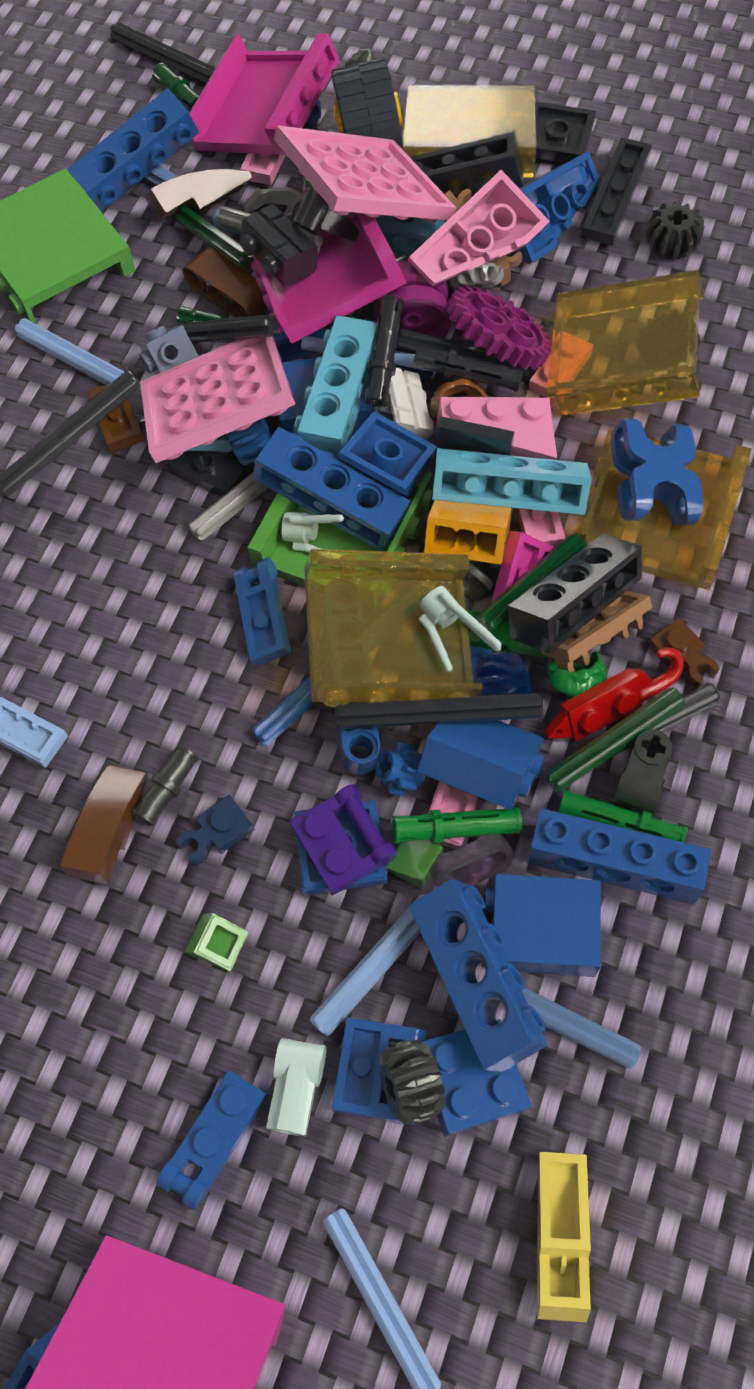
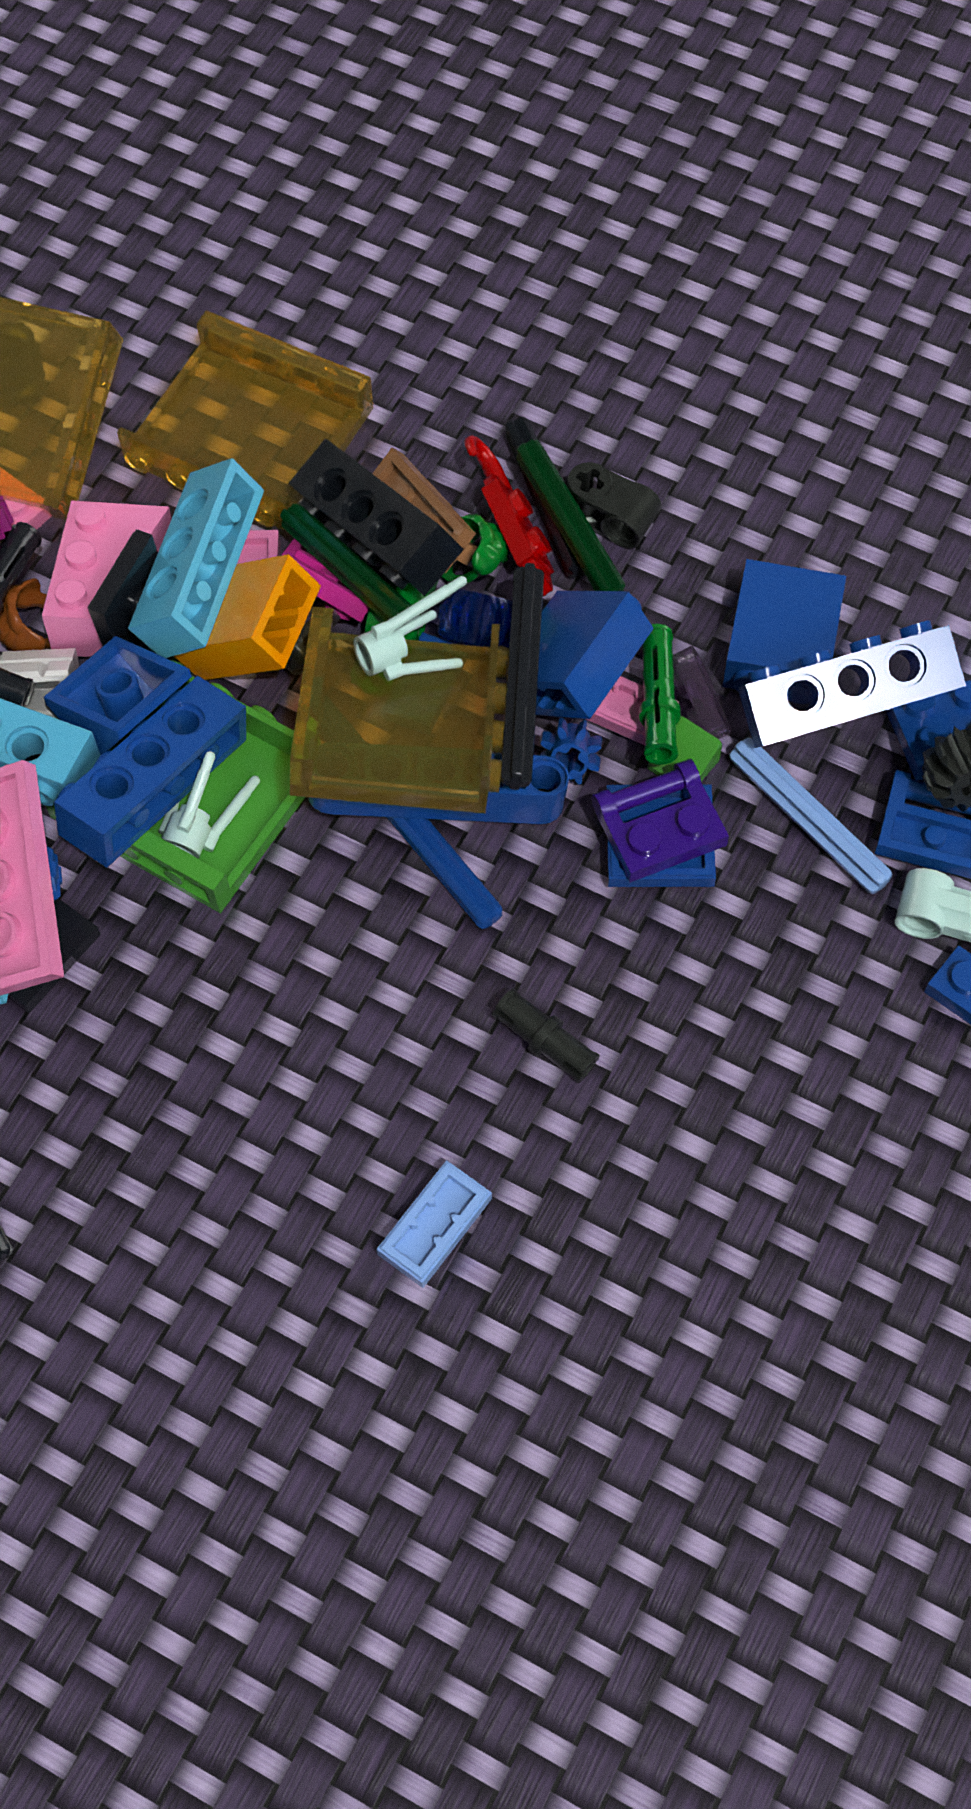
camera: 85 degrees left, 0 degrees up
(104, 825) = (592, 1110): reddish brown slope -> none
(216, 941) = (761, 995): bright green slope -> none
(220, 826) = (612, 976): dark blue plate -> none
(226, 507) = (103, 910): light grey axle -> none
(262, 612) = (307, 893): blue plate -> none
(584, 1031) = (912, 606): medium blue axle -> none
(605, 813) = (674, 523): green pin -> none
(620, 856) = (712, 545): blue brick -> none
(656, 472) = (215, 410): blue piece -> none
(683, 639) = (444, 448): reddish brown plate -> none

